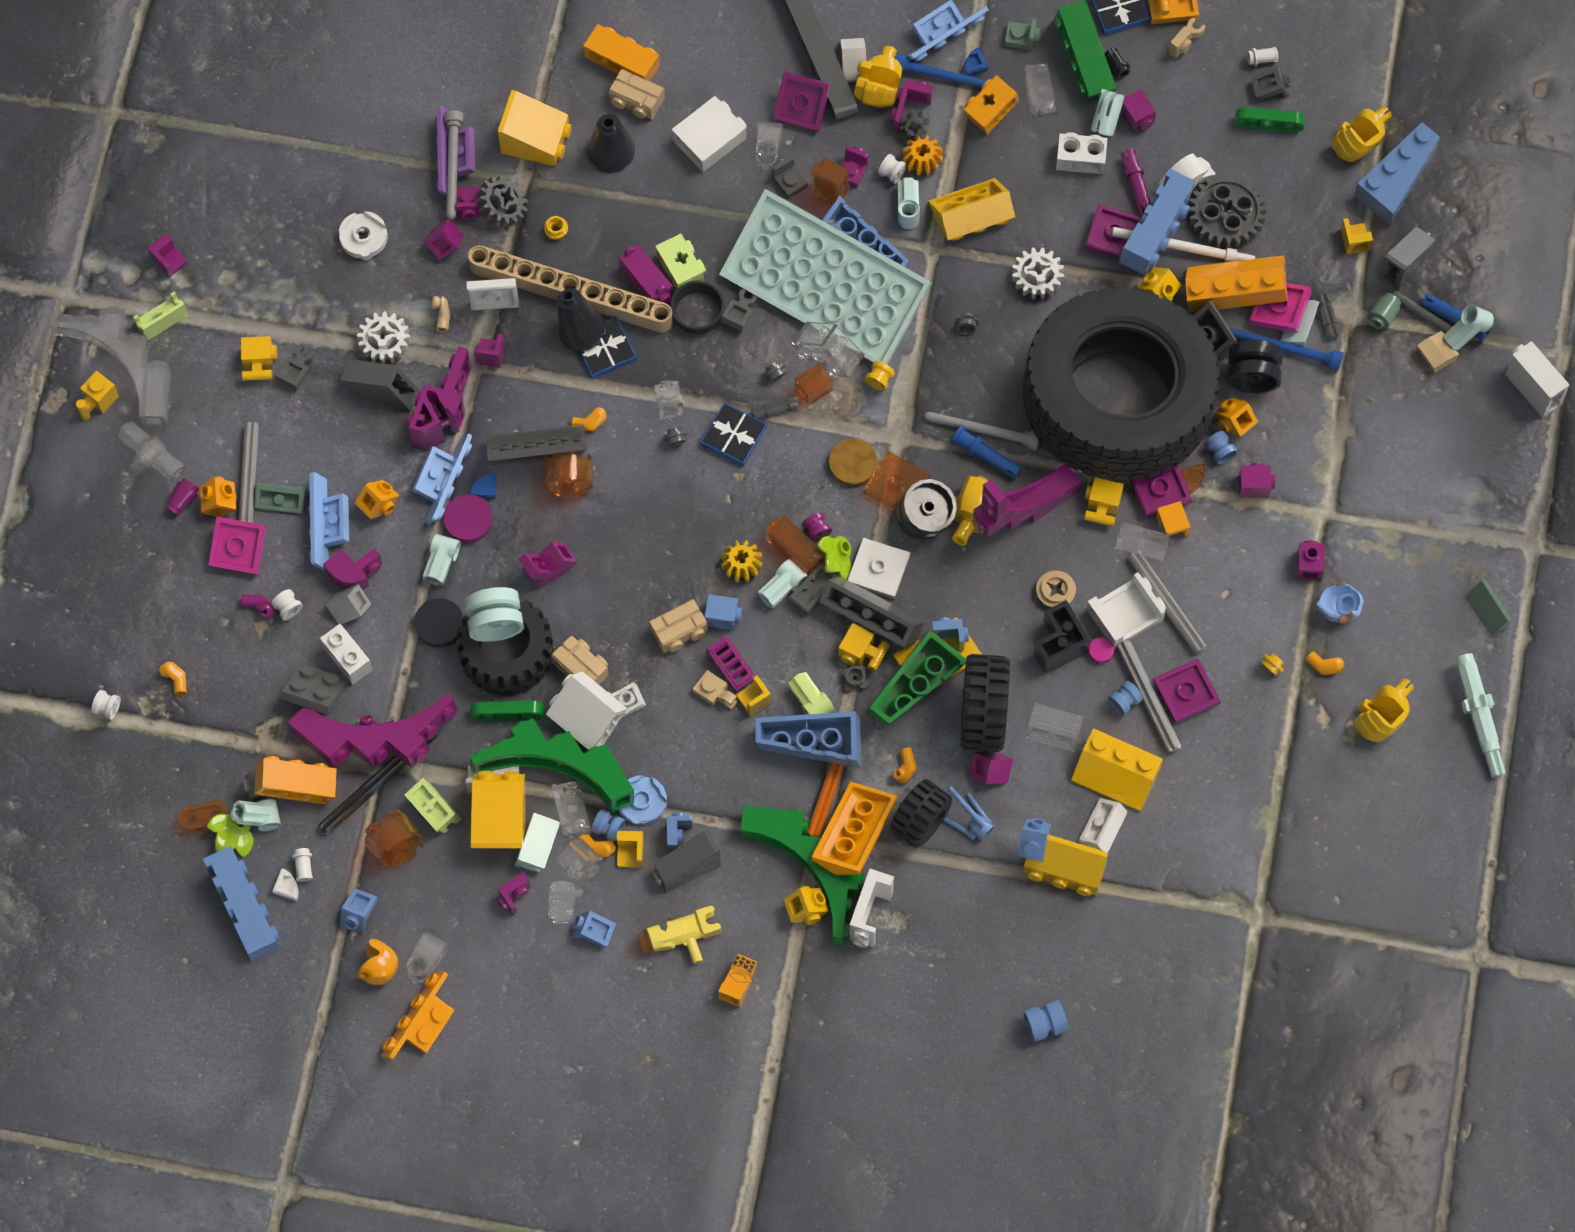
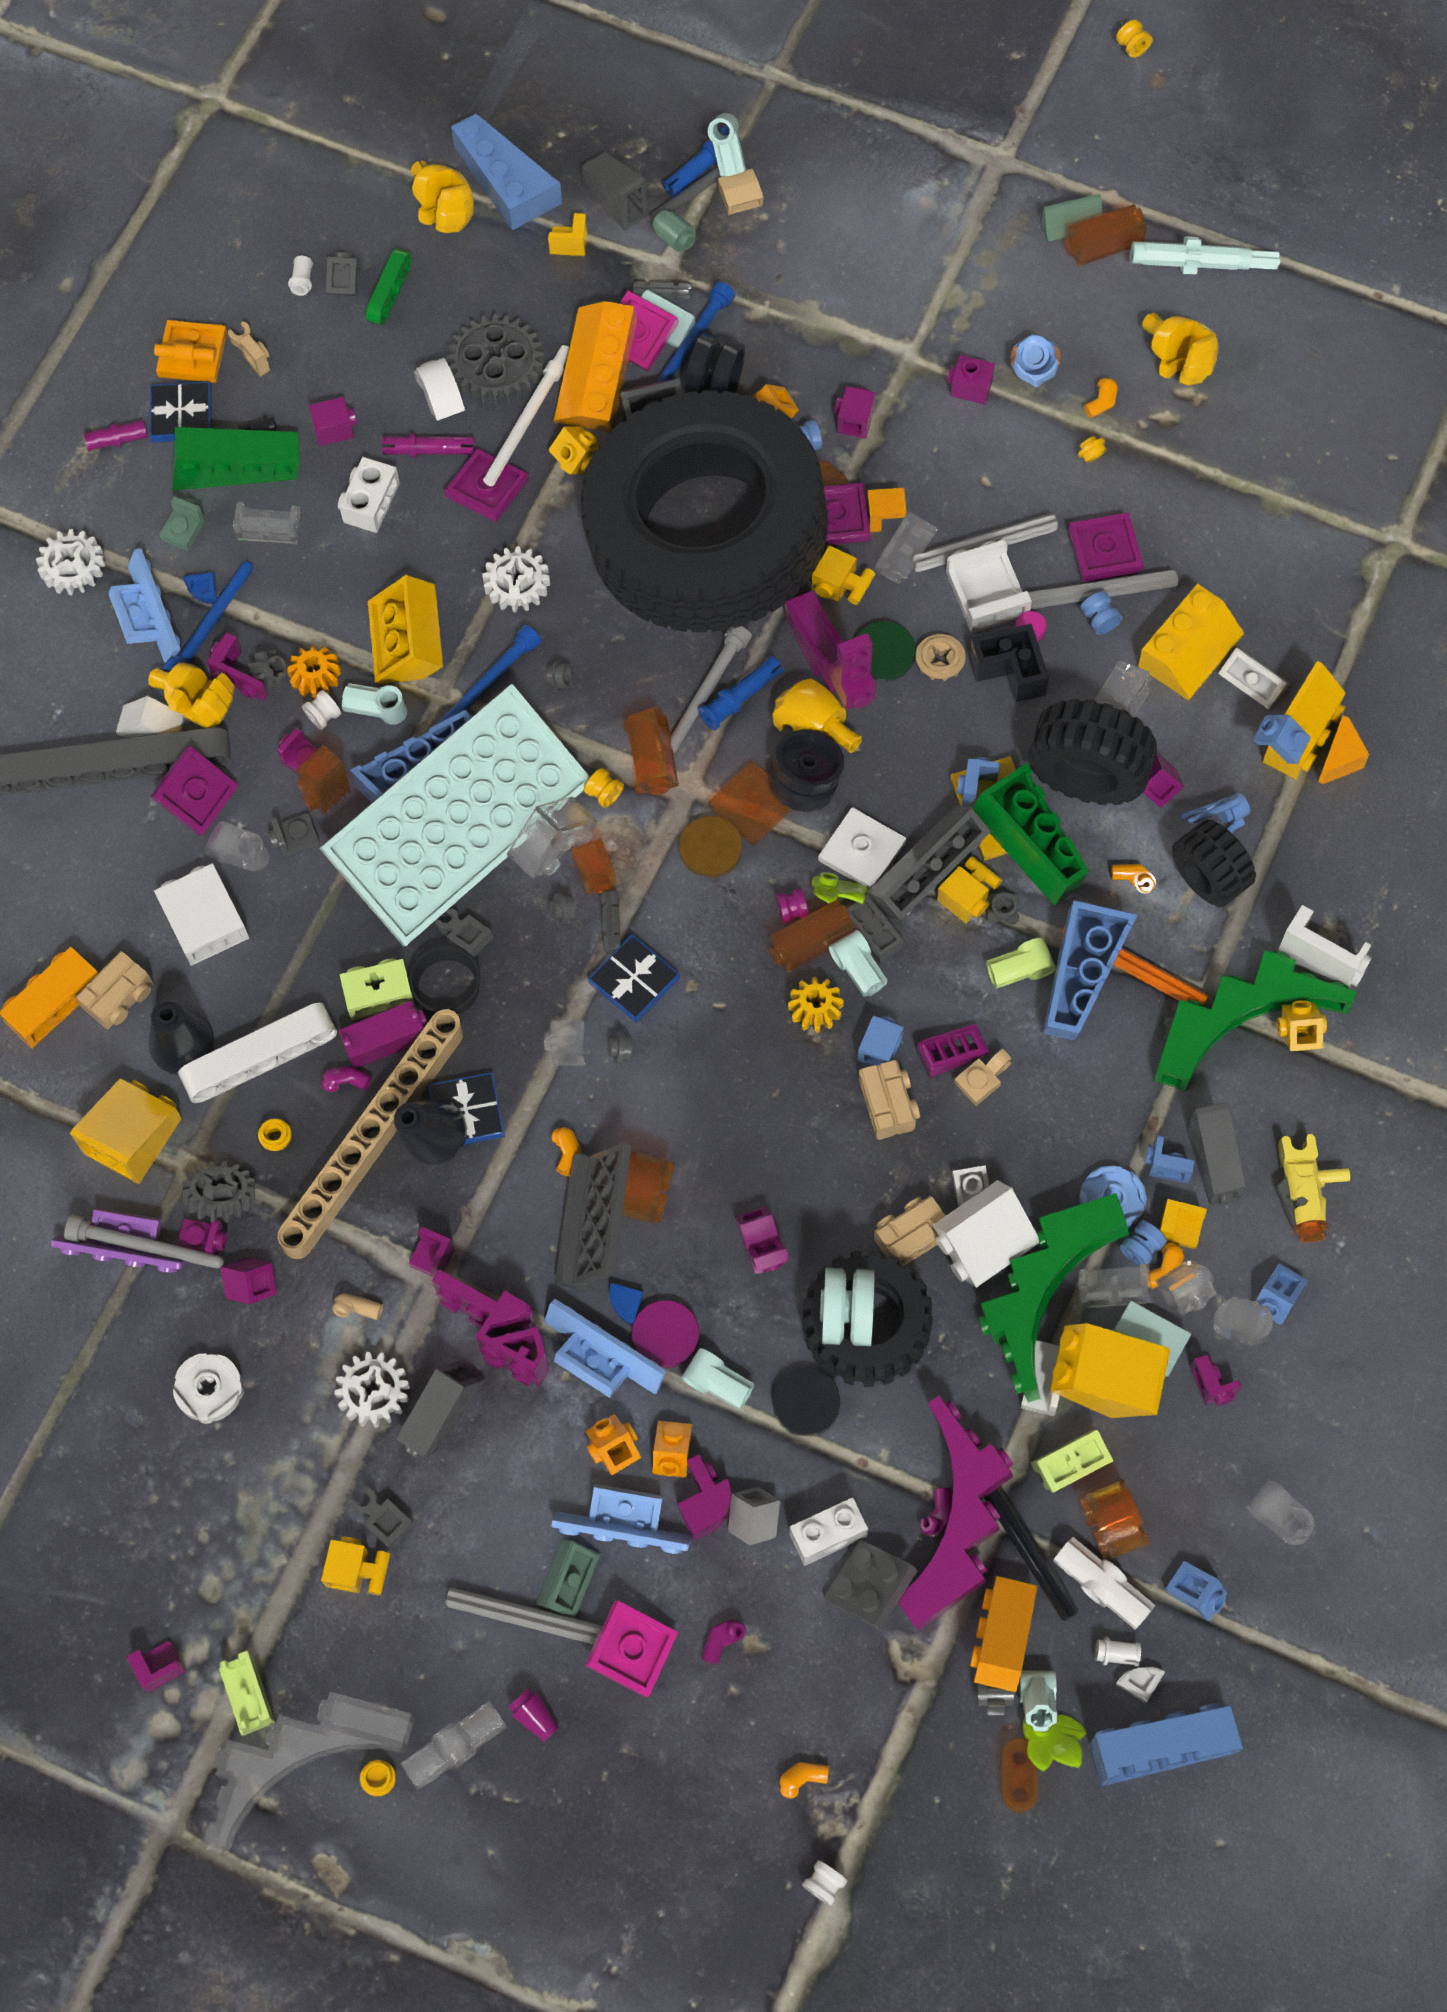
camera: 75 degrees left, 0 degrees up
(97, 394) = (346, 1806): yellow brick -> none
(121, 411) = (377, 1778): none -> yellow plate
(217, 497) = (551, 1662): light orange brick -> none
(287, 605) = (735, 1598): white wheel -> none
(348, 846) = (1104, 1583): none -> white piece
(380, 966) = (1286, 1572): light orange helmet -> none
(386, 539) = (671, 1448): none -> light orange bracket
(423, 1020) = (1367, 1539): light orange bracket -> none
(493, 294) = (356, 1229): white plate -> none
(507, 710) = (955, 1339): green beam -> none
(612, 262) = (345, 1074): none -> magenta arm
(613, 199) = (257, 1052): none -> white beam
(738, 980) = (1381, 1131): light orange leg -> none
(754, 697) = (1005, 1028): yellow panel -> none
(854, 829) = (1218, 945): light orange slope -> none
(916, 401) = (652, 752): none -> clear orange brick
(987, 293) = (525, 641): none -> blue piece
(988, 116) = (269, 559): light orange brick -> none
(1050, 899) = (1346, 753): none -> light orange slope
(1051, 548) = (891, 650): none -> dark green tile
(1107, 112) = (337, 451): light aqua arm -> none
(1158, 223) = (499, 422): medium blue wedge -> none
(1478, 635) = (1105, 234): none -> clear orange brick
(1536, 379) = (809, 96): white brick -> none

